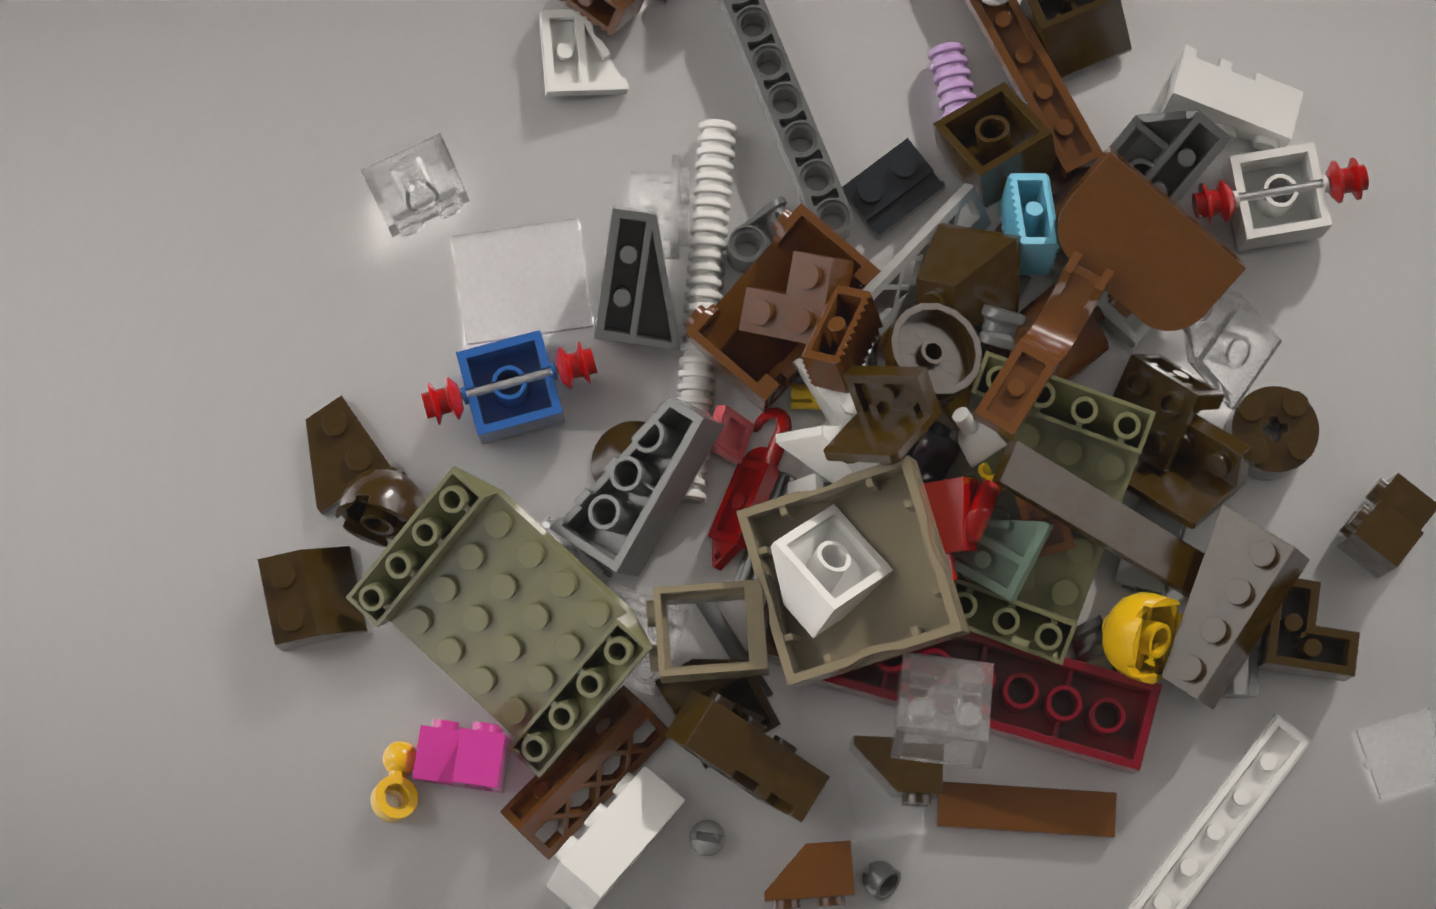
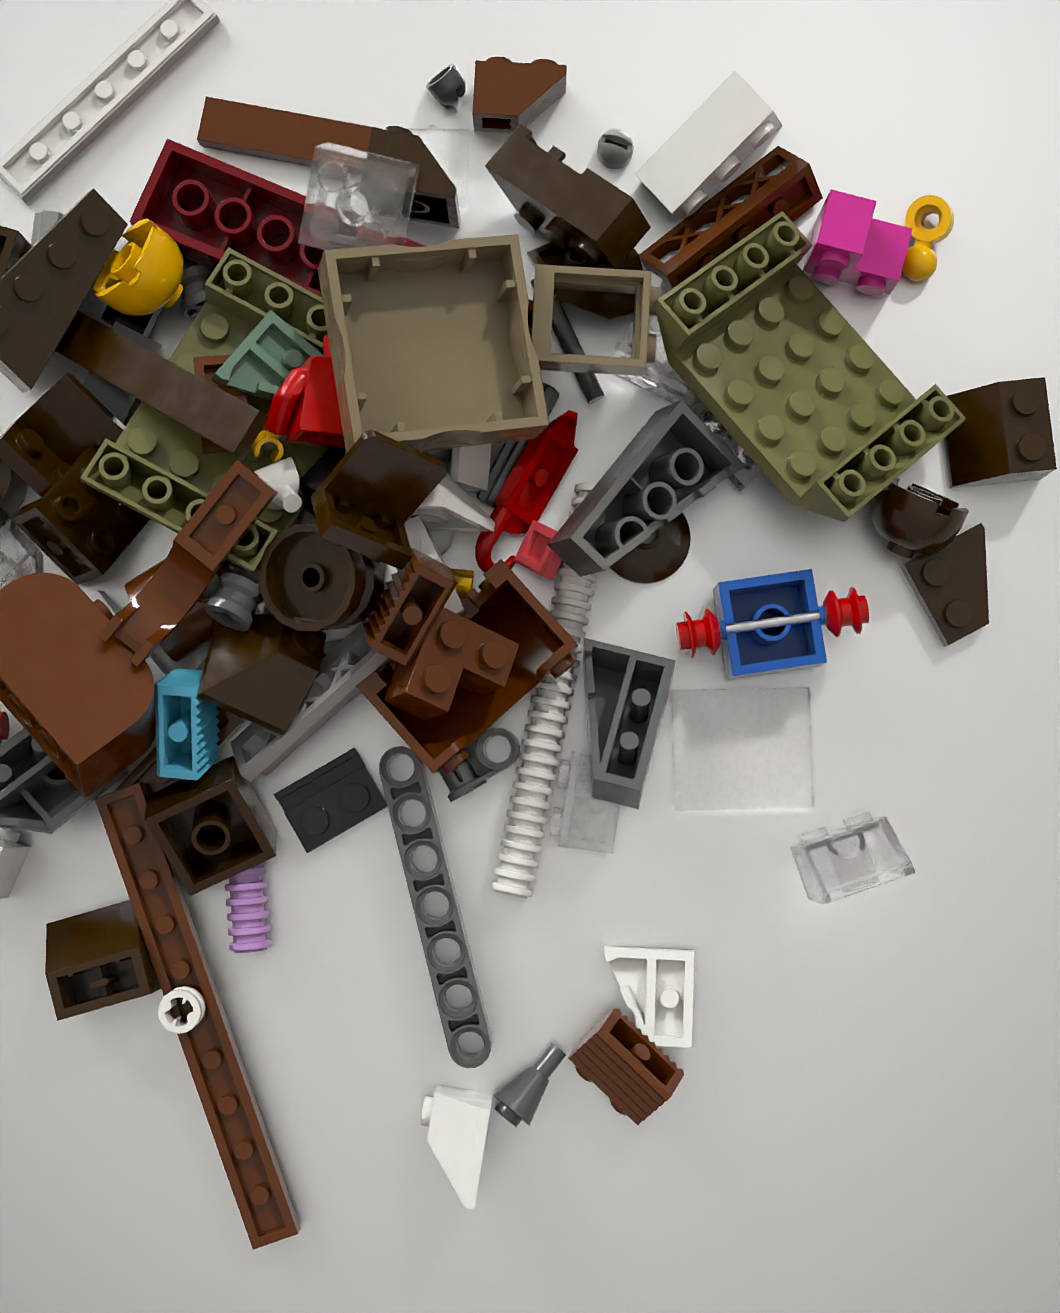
camera: 170 degrees left, 5 degrees up
(826, 570) = (458, 351): white slope -> none

